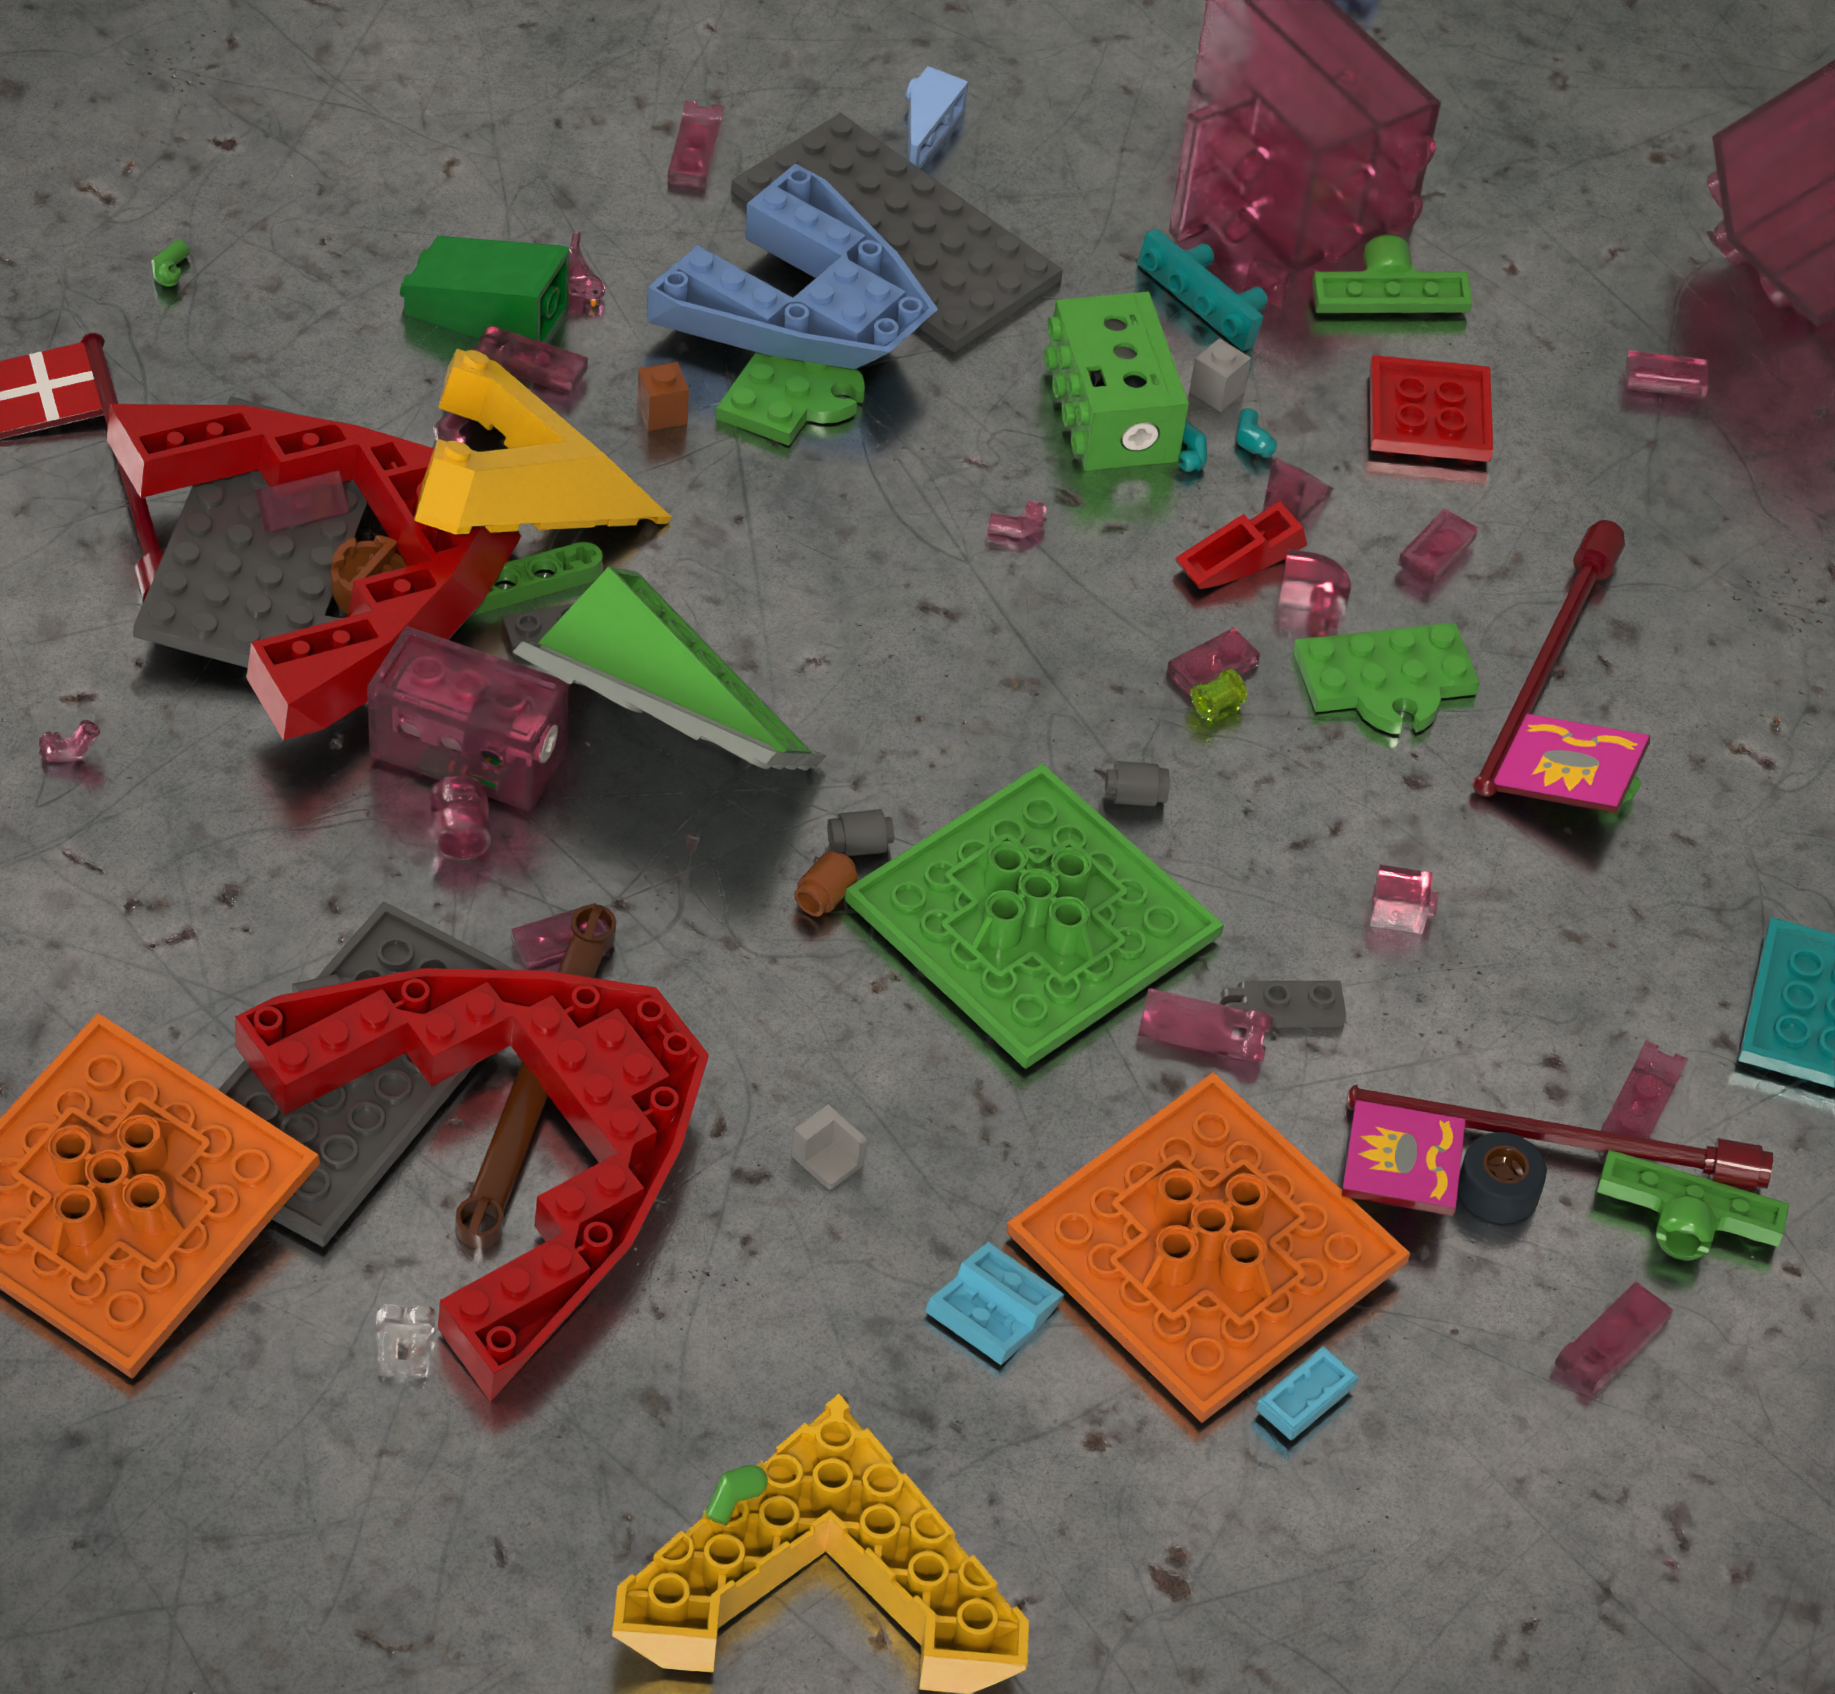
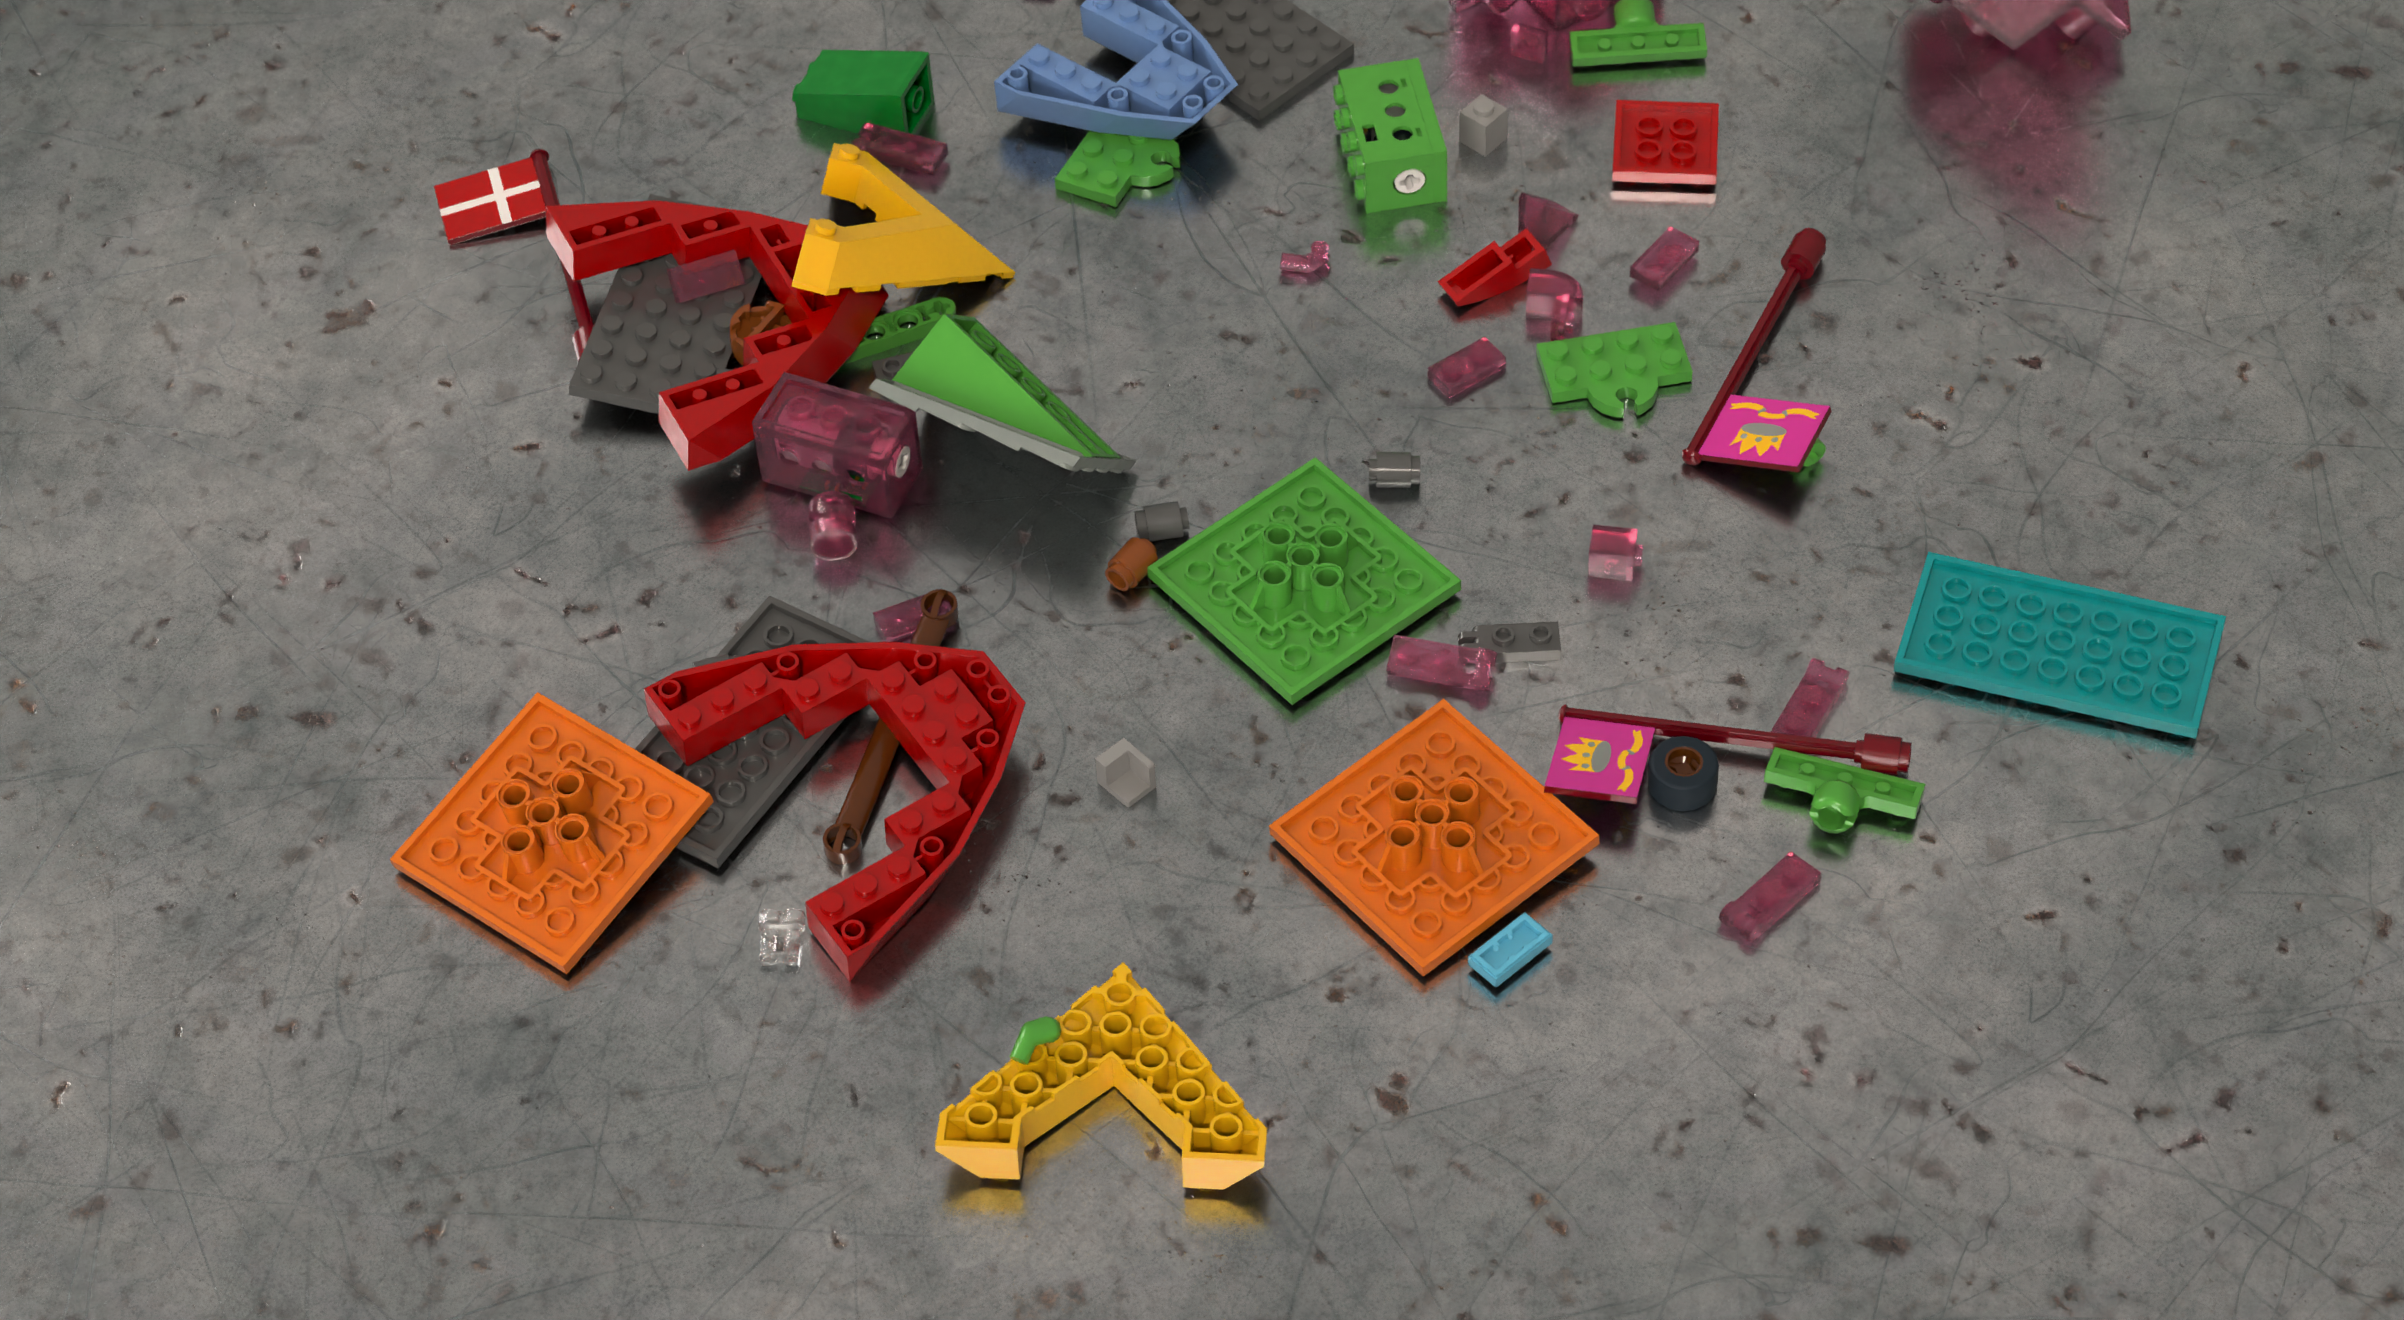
camera: 10 degrees right, 0 degrees up
(58, 749) = (518, 488): clear pink arm -> none
(165, 263) = (599, 88): bright green arm -> none
(448, 428) = (831, 210): clear pink arm -> none
(581, 277) = (943, 77): clear pink animal -> none
(662, 396) = (1009, 172): dark orange brick -> none
(994, 1303) = (1257, 889): medium azure slope -> none
(1188, 279) = (1460, 44): teal plate -> none
(1196, 454) = (1461, 189): teal arm -> none
(1218, 694) = (1468, 392): clear neon green bush -> none
(1252, 437) = (1509, 175): teal arm -> none
(1666, 374) = (1875, 100): clear pink plate -> none

